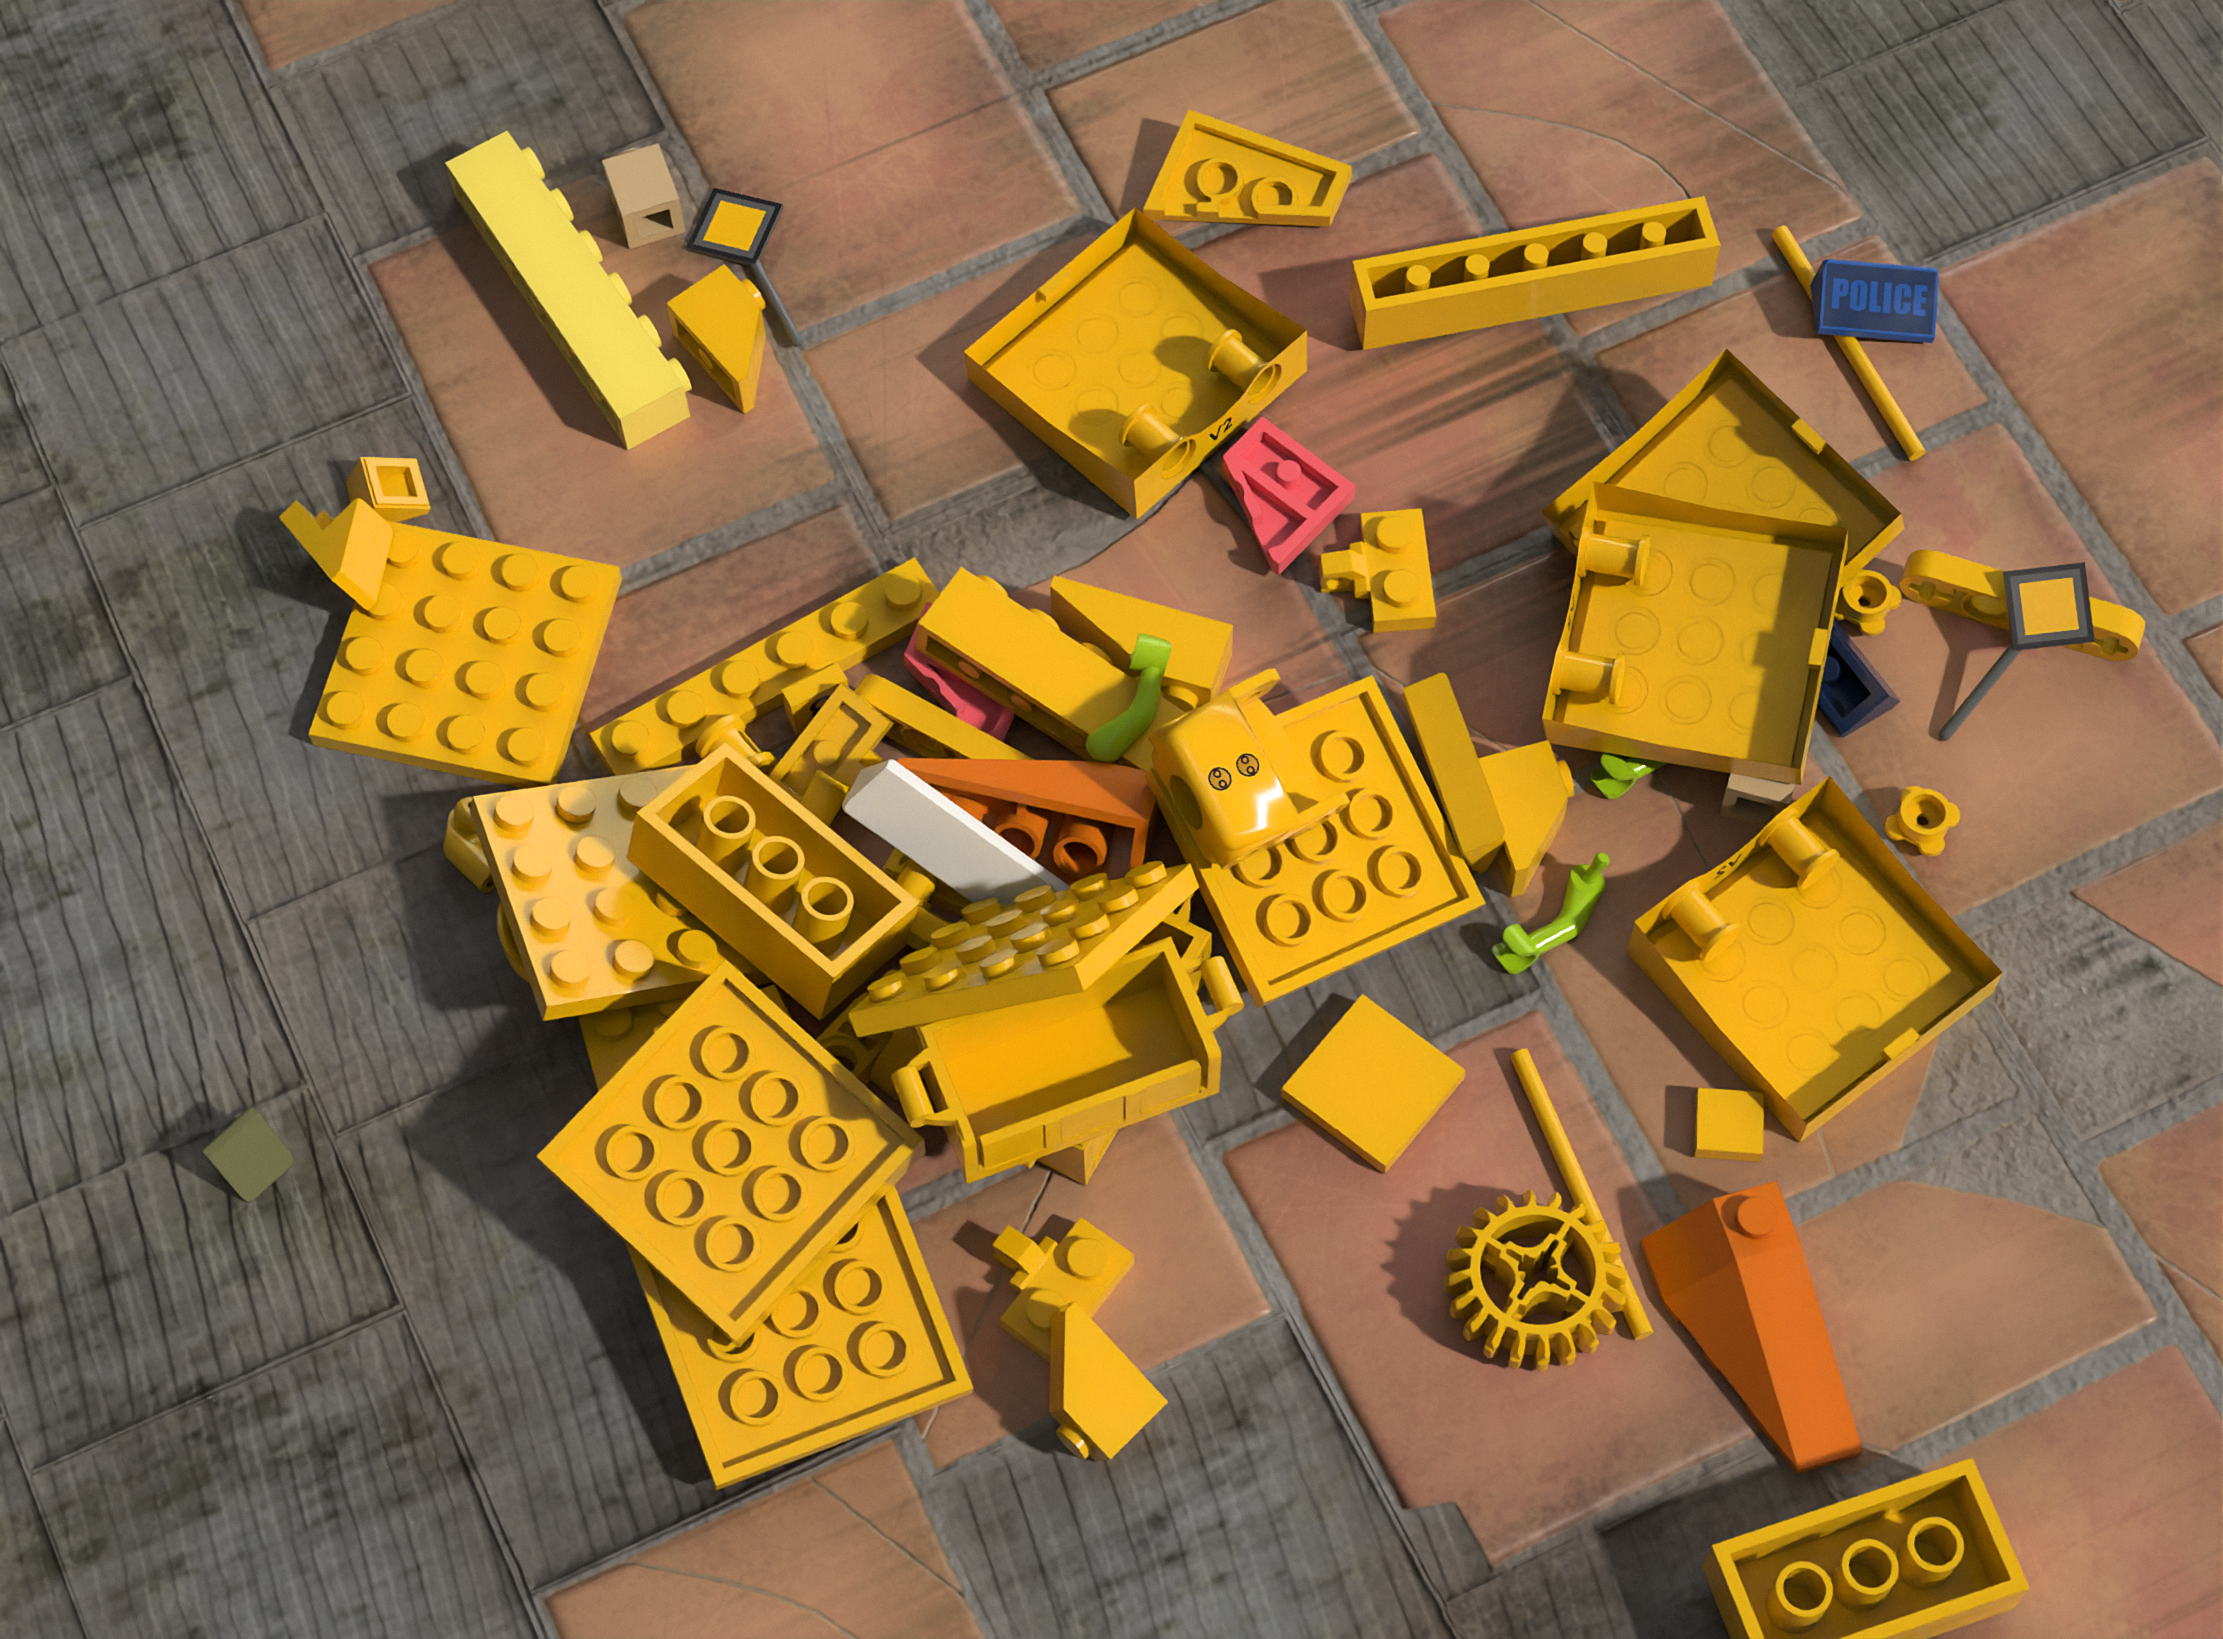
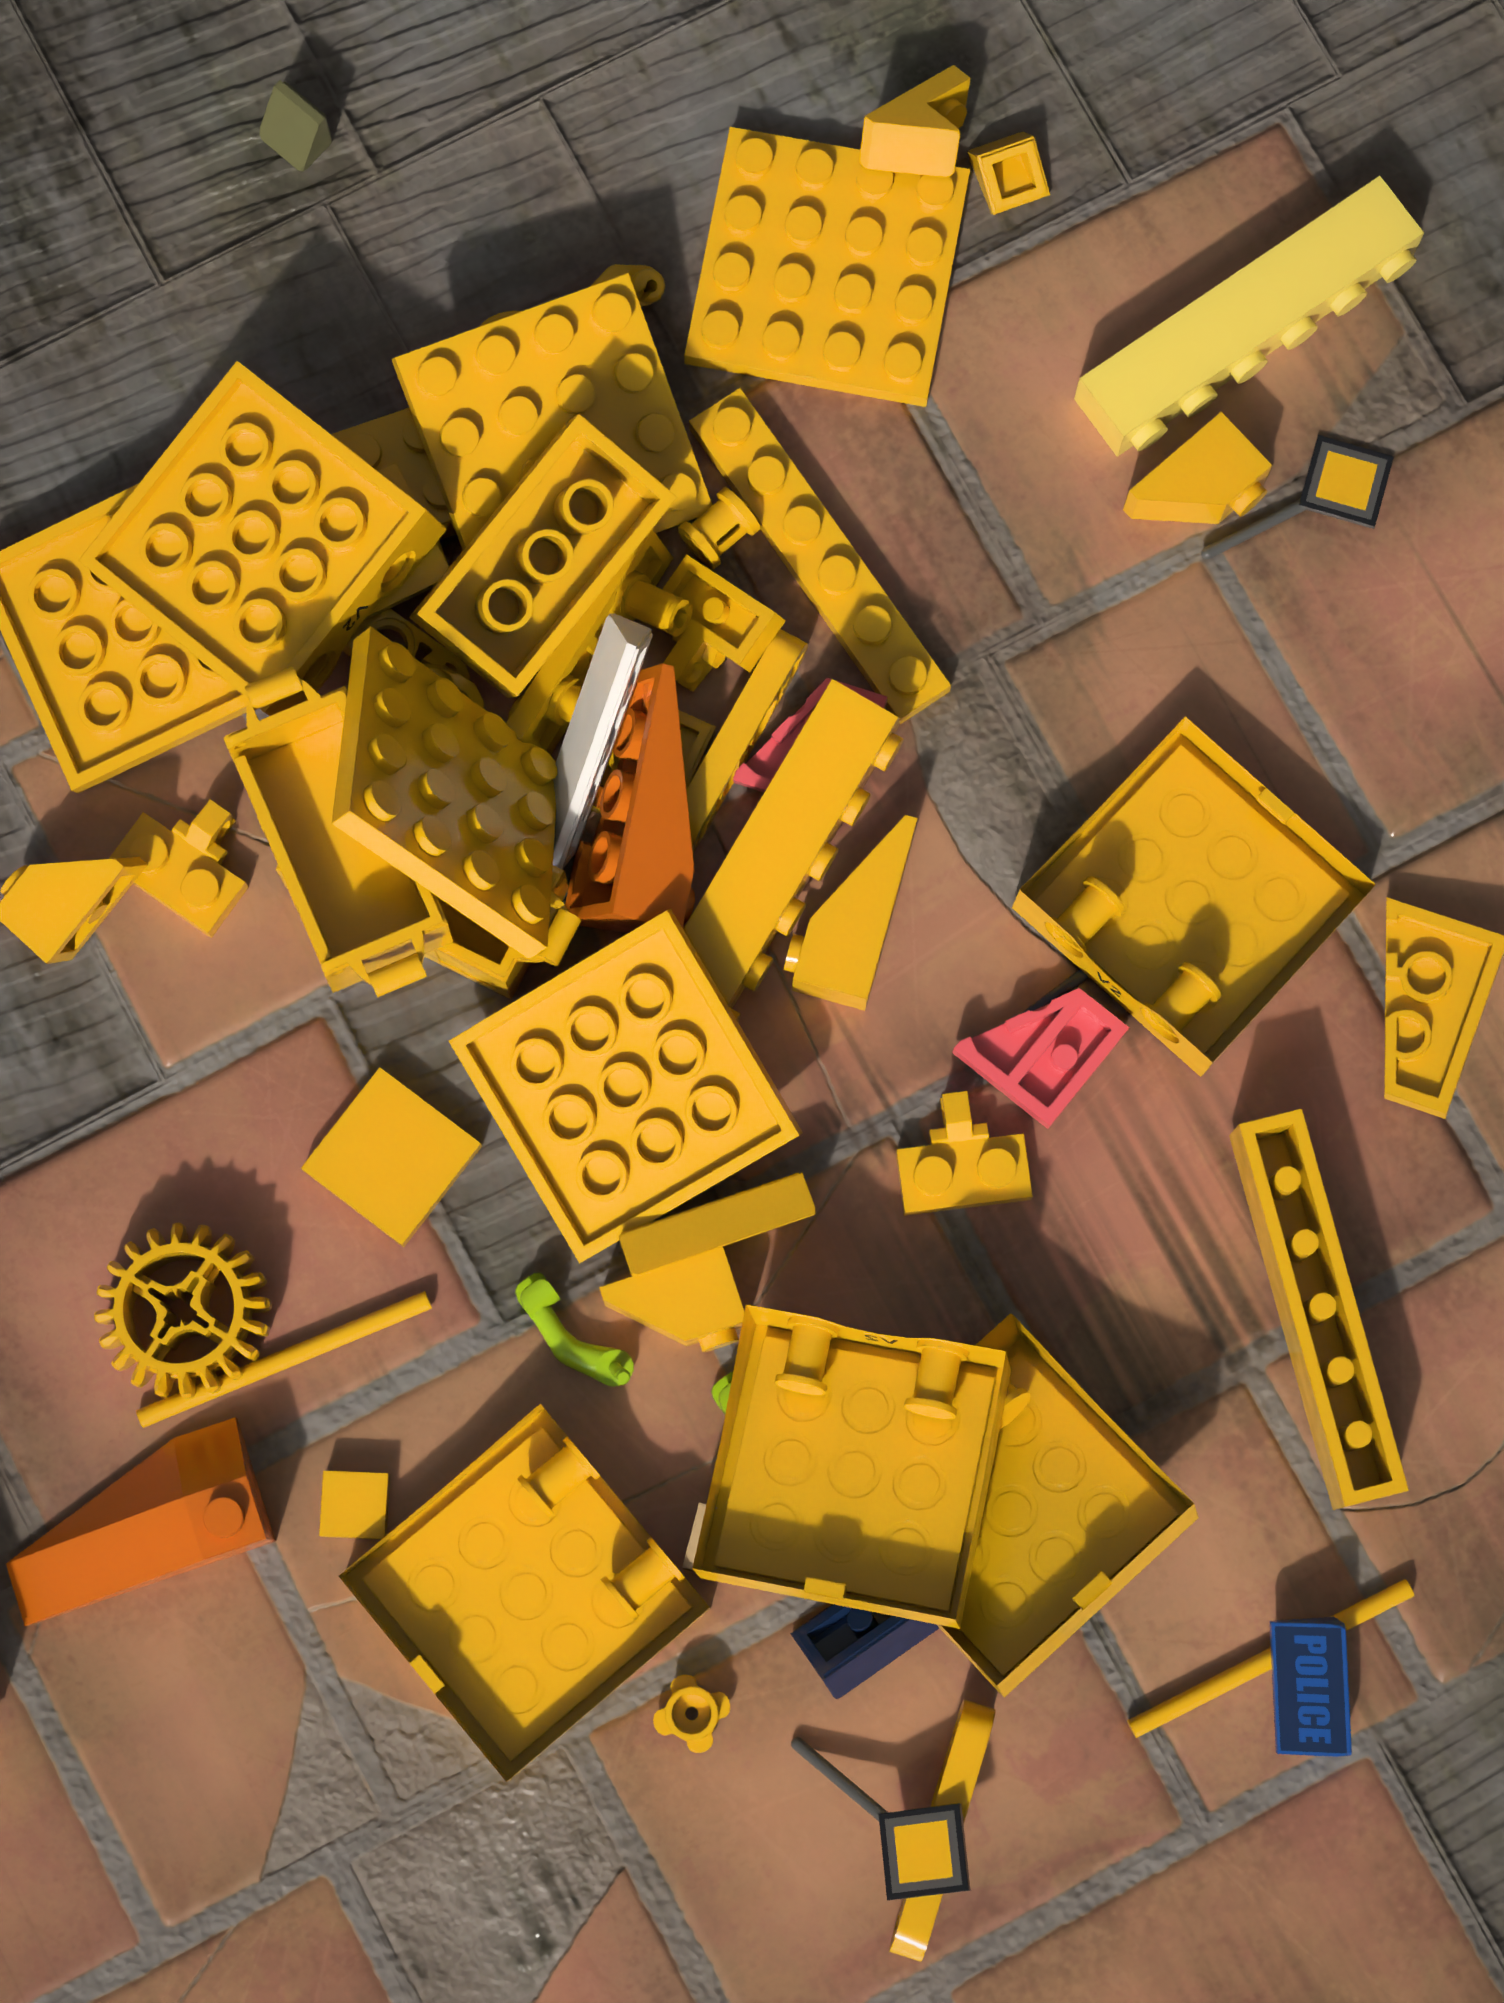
camera: 85 degrees right, 15 degrees up
(643, 195) = (1368, 381): tan brick -> none
(808, 695) = (784, 597): yellow tile -> none
(1116, 735) = (719, 880): lime piece -> none
(1238, 775) = (656, 1002): yellow piece -> none
(1874, 588) = (927, 1668): yellow plate -> none

